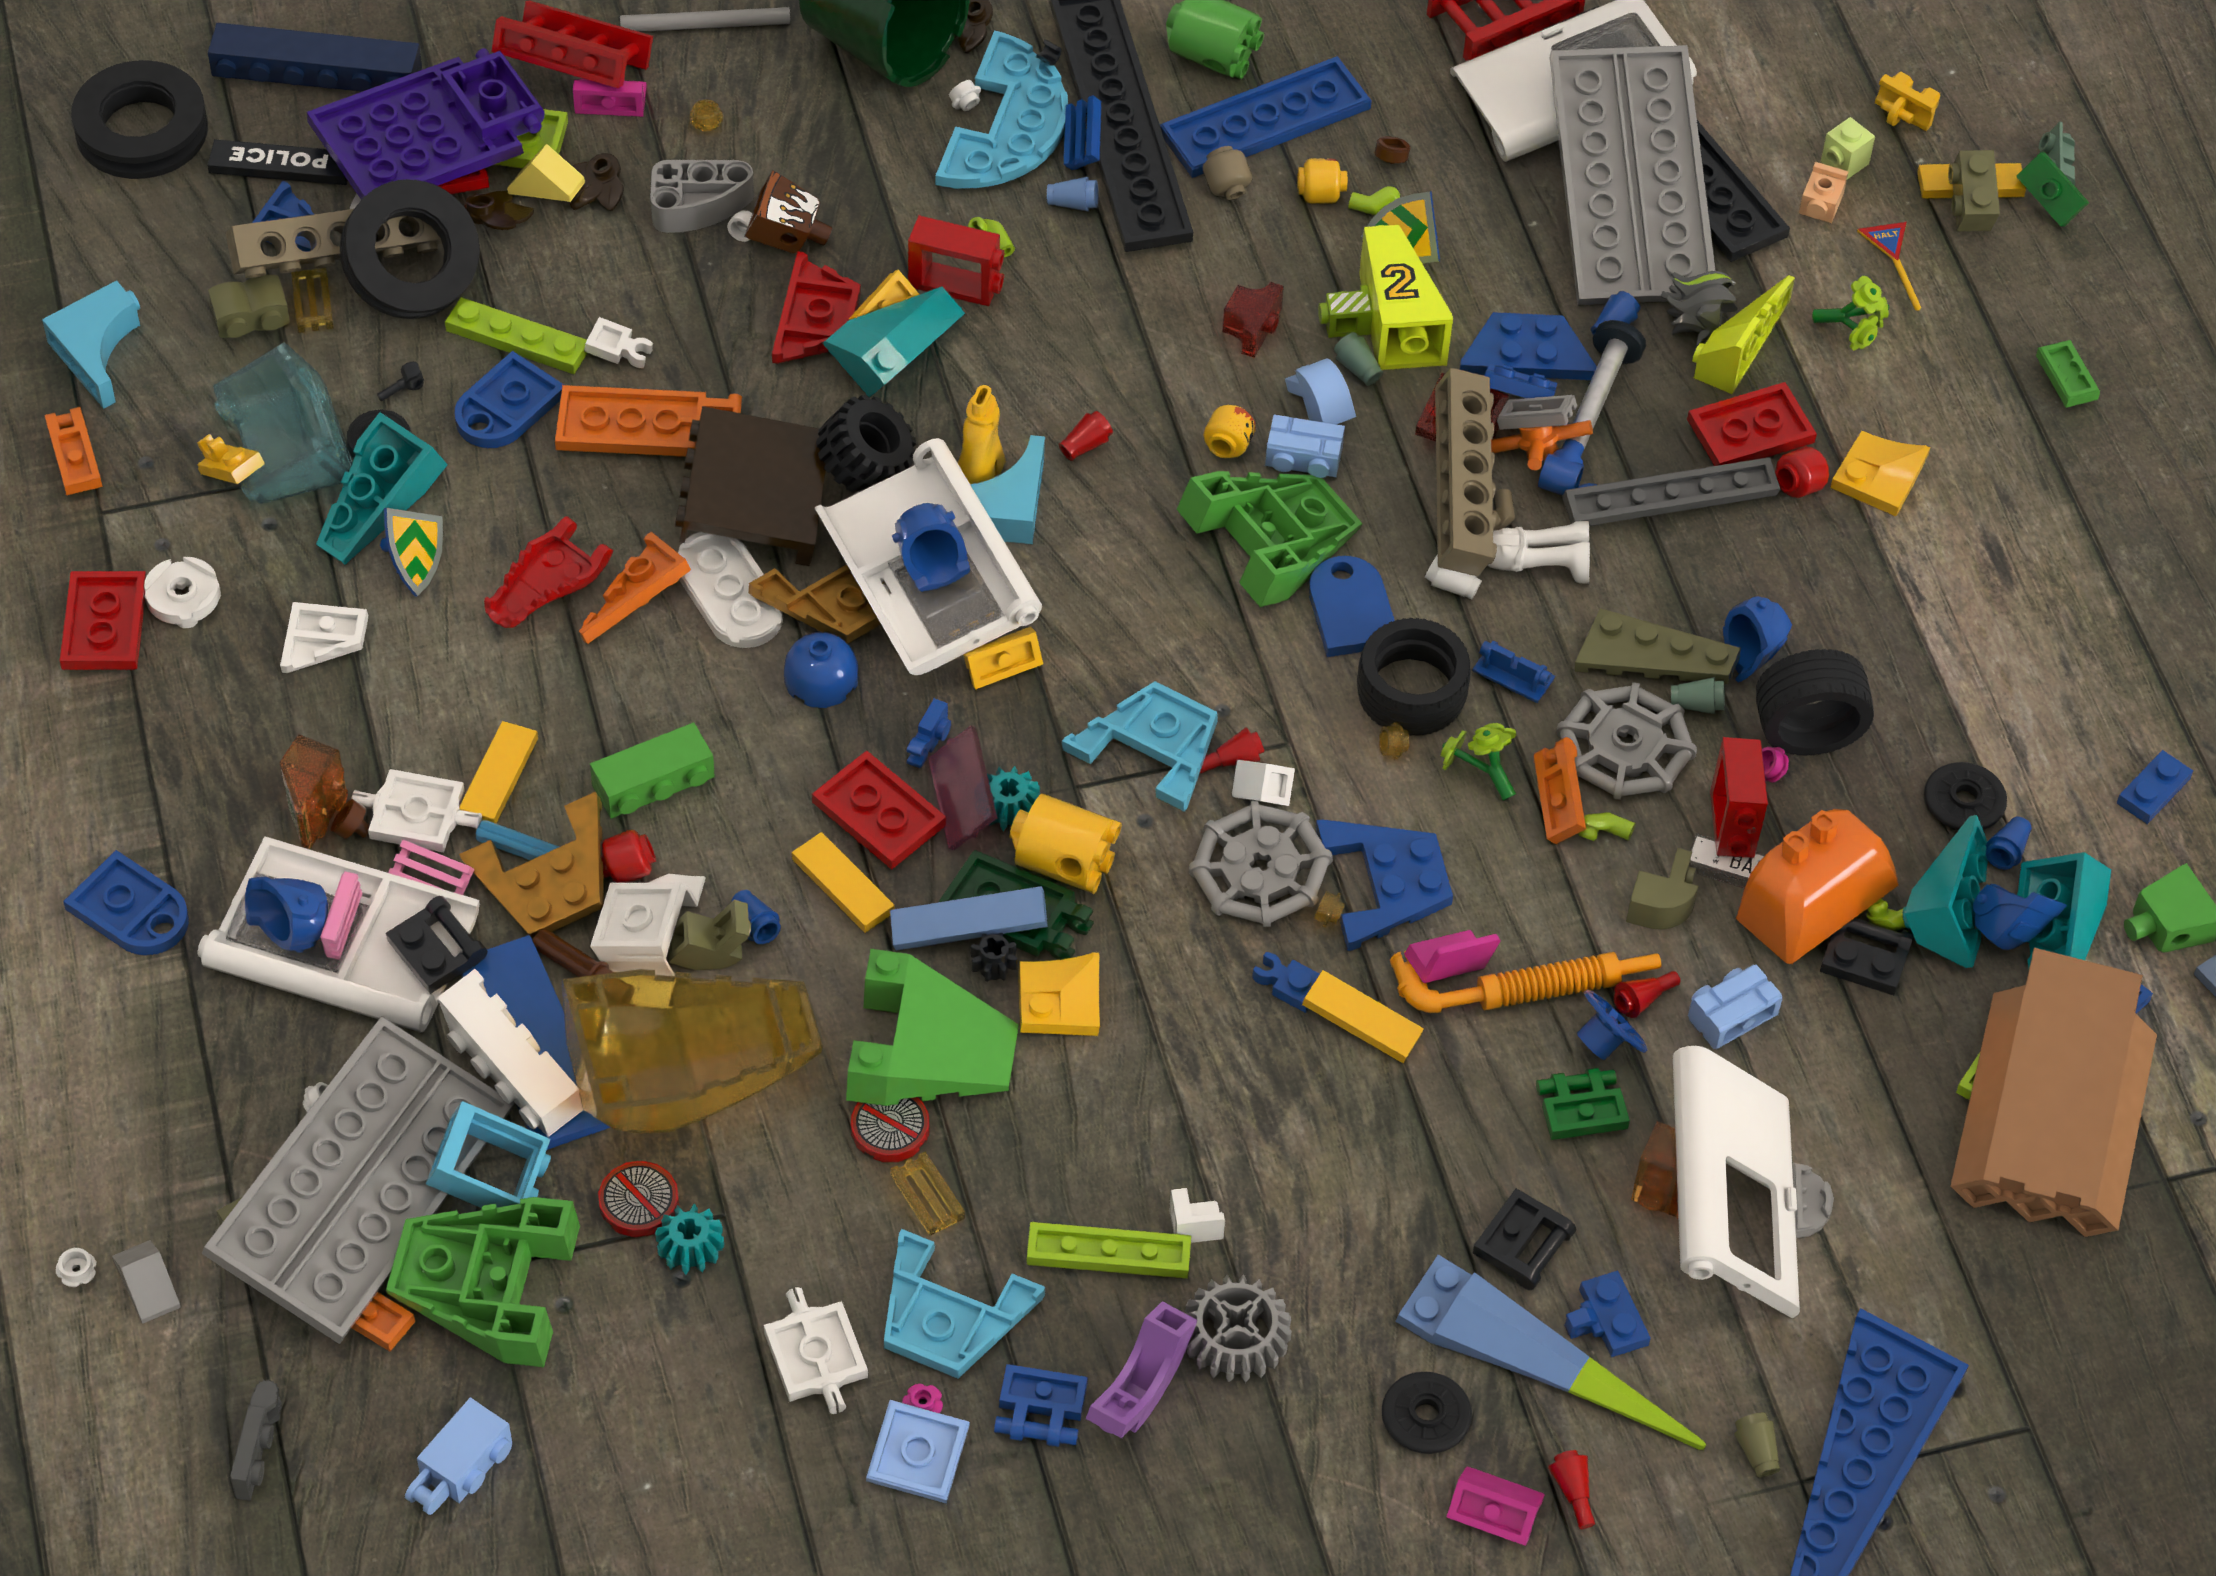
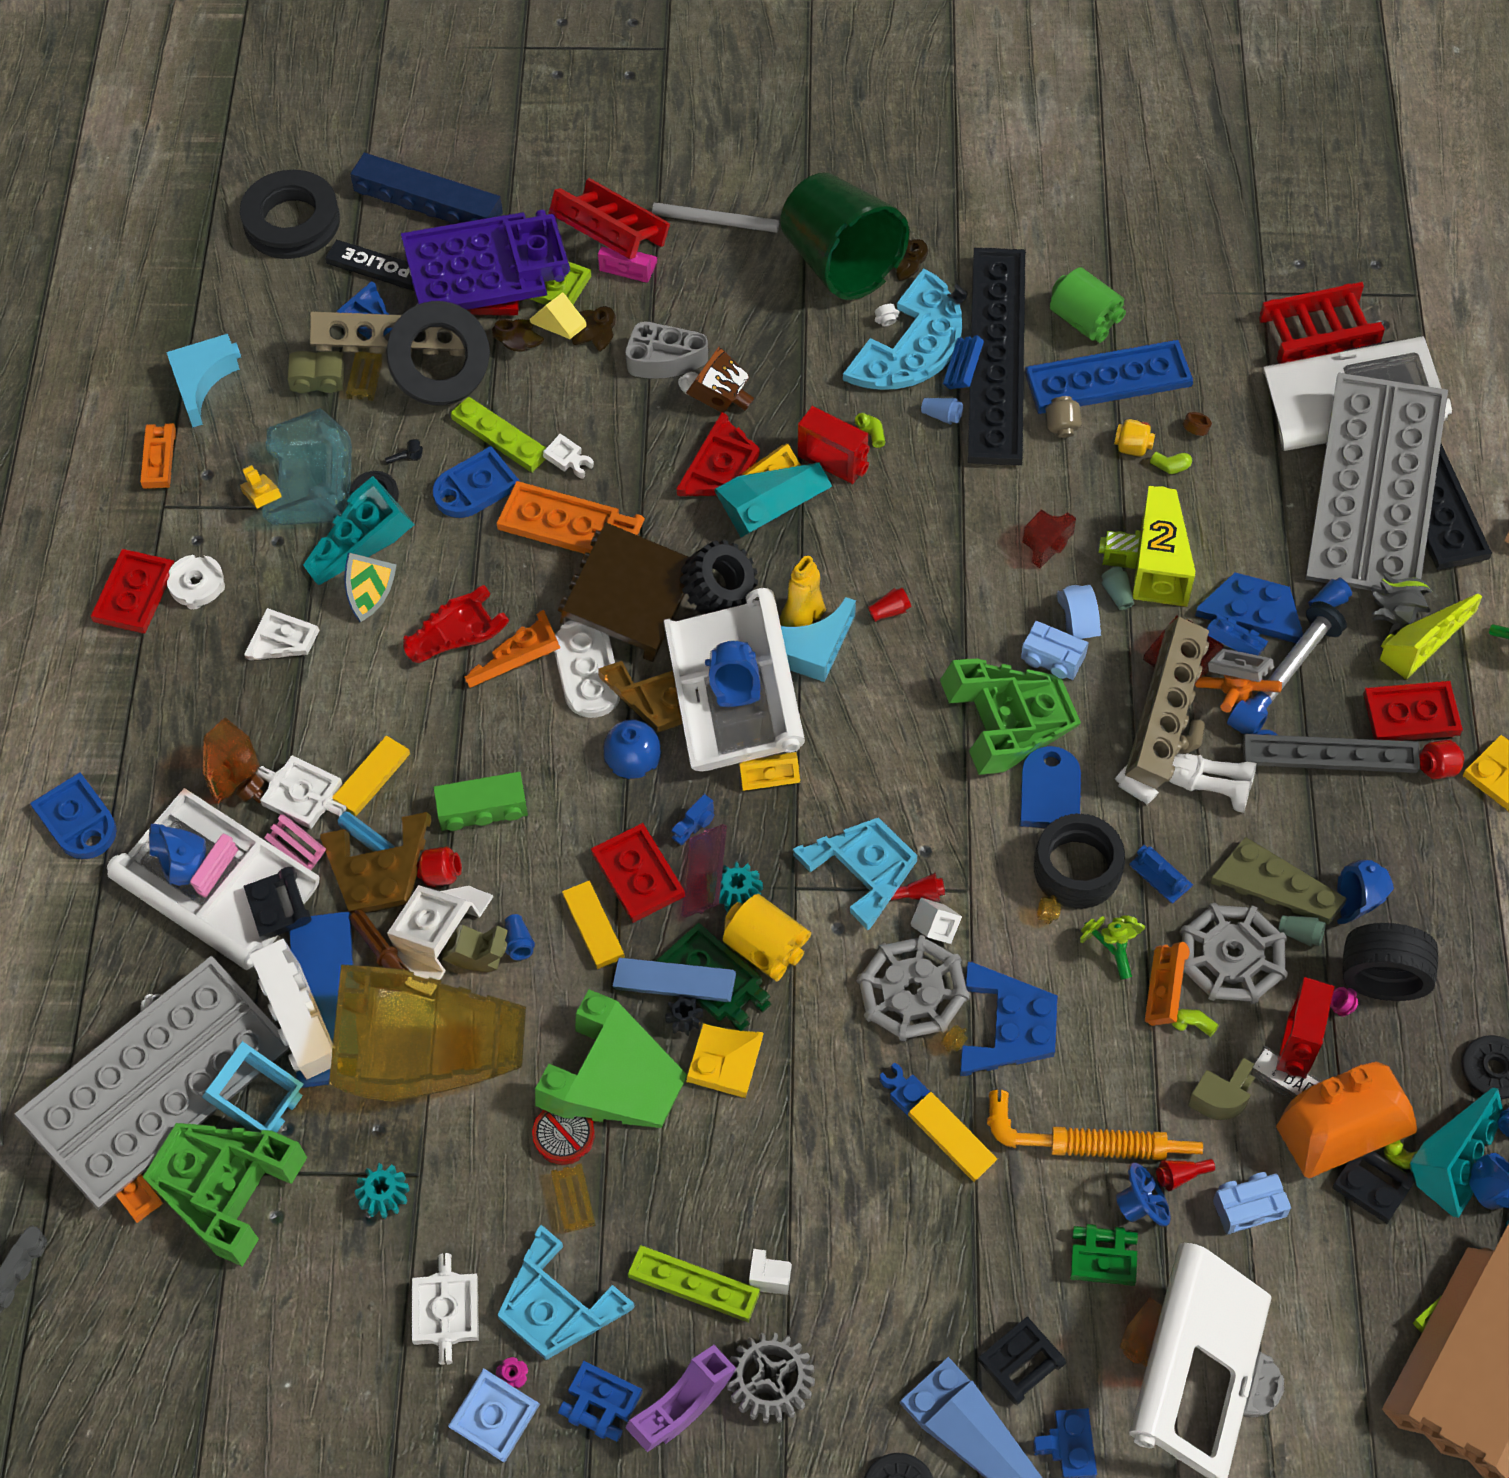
camera: 20 degrees right, 5 degrees up
(460, 1456) = (154, 1326): light blue brick -> none
(637, 1198) = (356, 1145): tile -> none
(706, 115) = (691, 291): clear yellow plate -> none
(1229, 431) = (999, 626): yellow head -> none
(1416, 220) = (1192, 490): shield -> none
(1451, 955) = (1036, 1102): dark pink panel -> none

